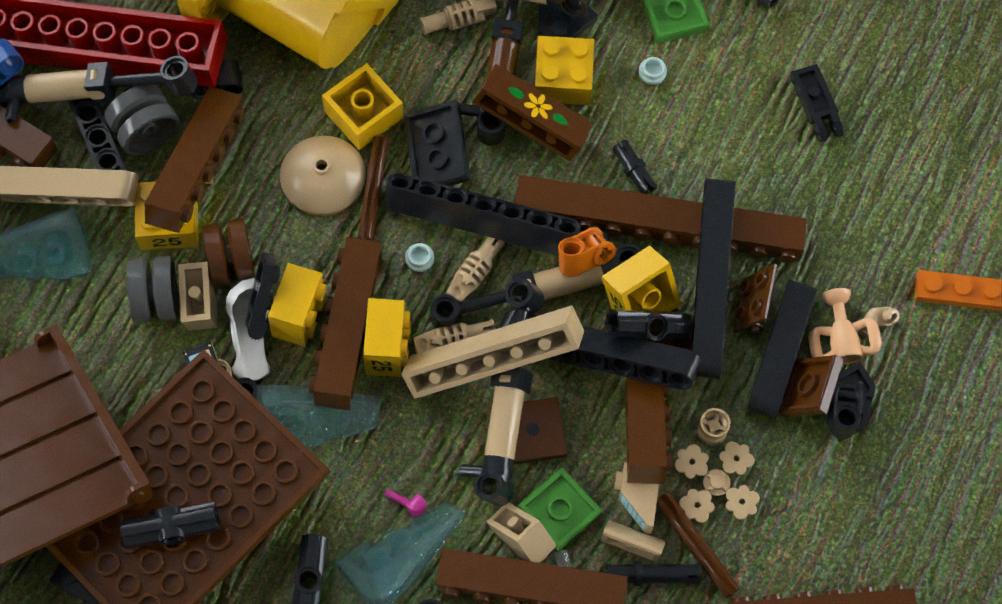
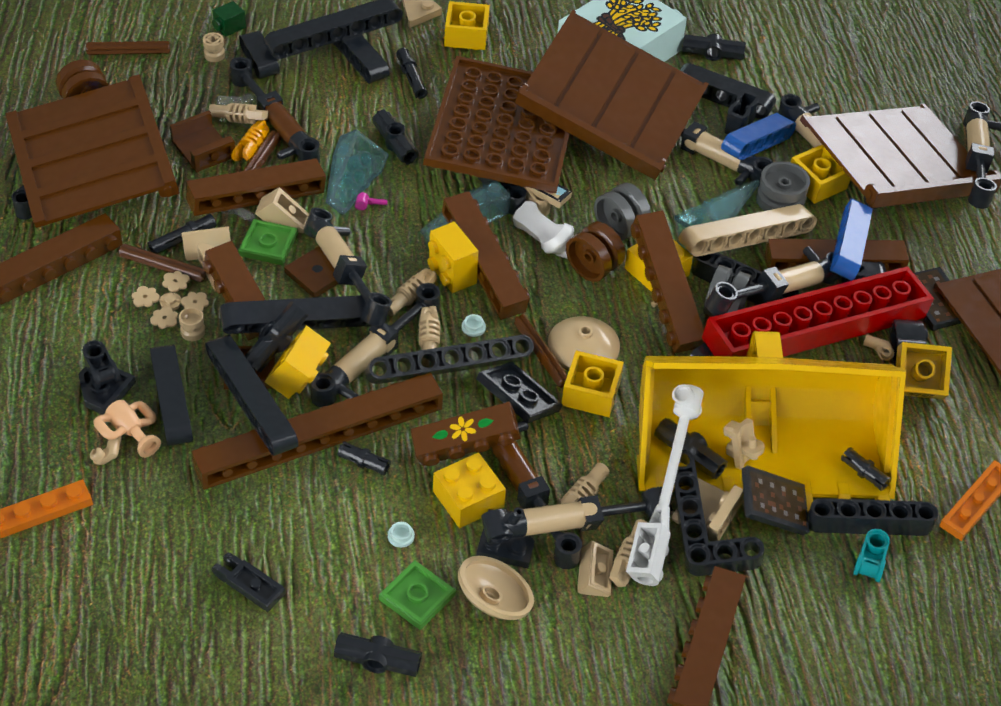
camera: 145 degrees right, 20 degrees down
(170, 525) = (491, 97): black piece -> none
(197, 296) = (586, 213): tan slope -> none
(261, 295) = (548, 224): black hinge -> none
(297, 305) = (525, 246): yellow brick -> none
(493, 352) = (369, 260): tan brick -> none
(582, 252) = (355, 363): orange piece -> none
(755, 301) = (208, 409): reddish brown hinge -> none
(811, 386) = (134, 370): reddish brown tile -> none

